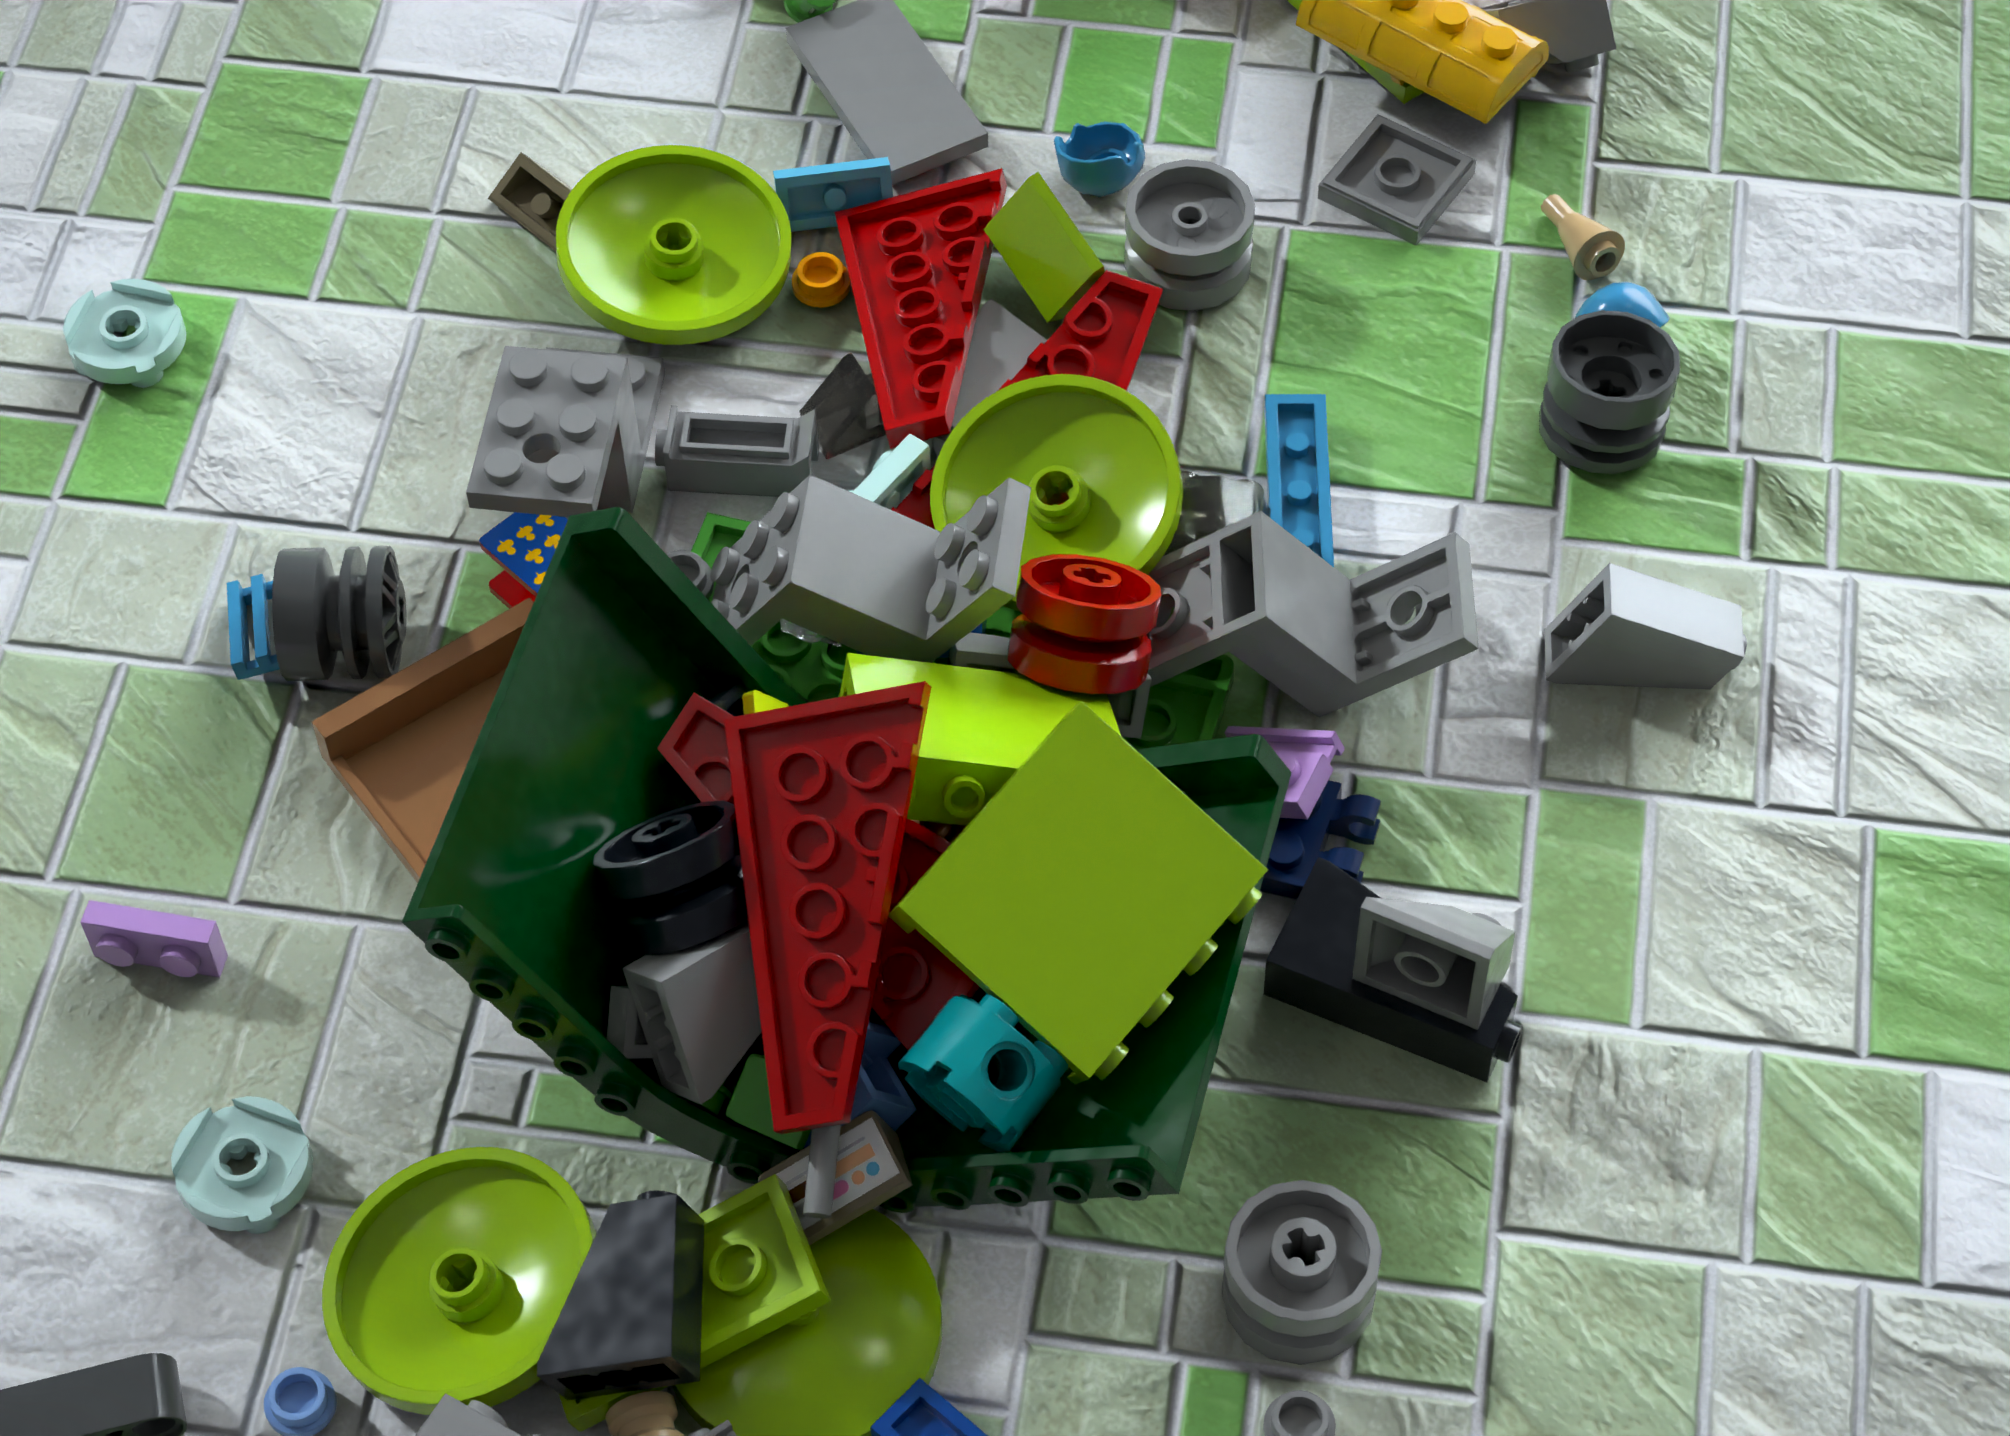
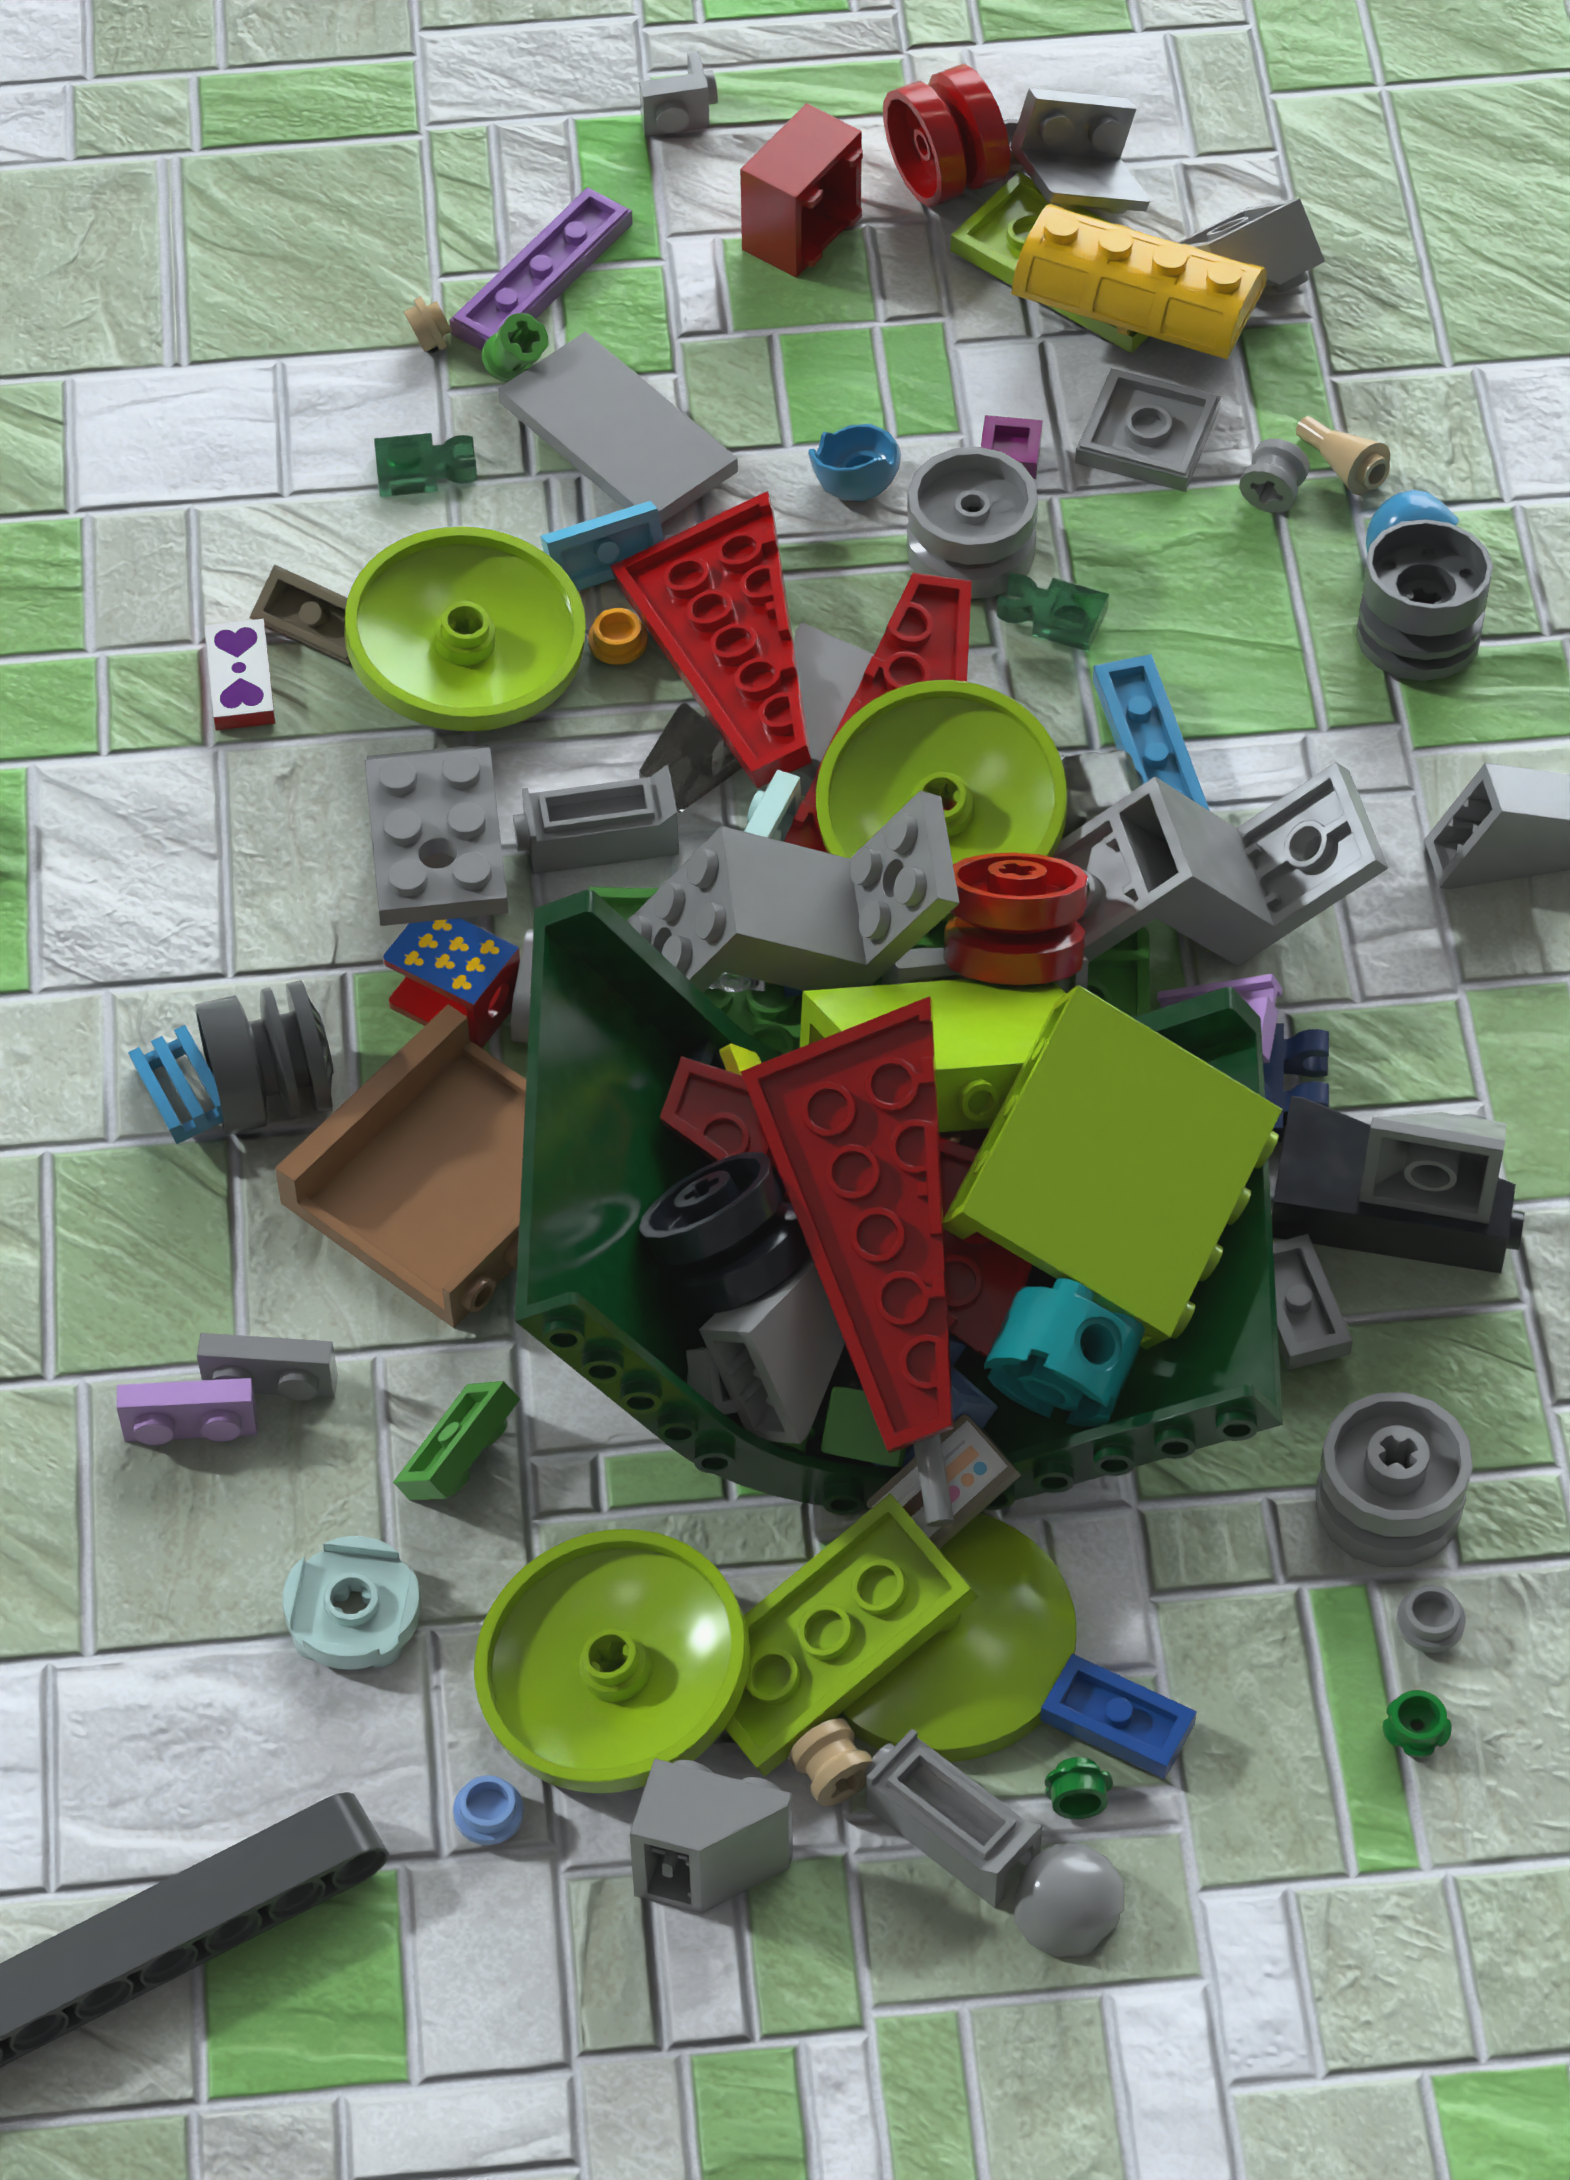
camera: 15 degrees left, 0 degrees up
(246, 912) = (276, 1365): none -> light grey plate
(416, 1012) = (465, 1429): none -> bright green plate
(458, 249) = (239, 674): none -> tile
(633, 1304) = (793, 1642): black slope -> none
(691, 82) = (414, 464): none -> clear green plate
(1044, 249) = (844, 564): lime slope -> none
(1250, 339) = (1060, 614): none -> clear green plate
(1260, 167) = (1015, 438): none -> magenta plate
(1266, 1067) = (1307, 1311): none -> light grey plate
(1503, 245) = (1274, 475): none -> light grey wheel

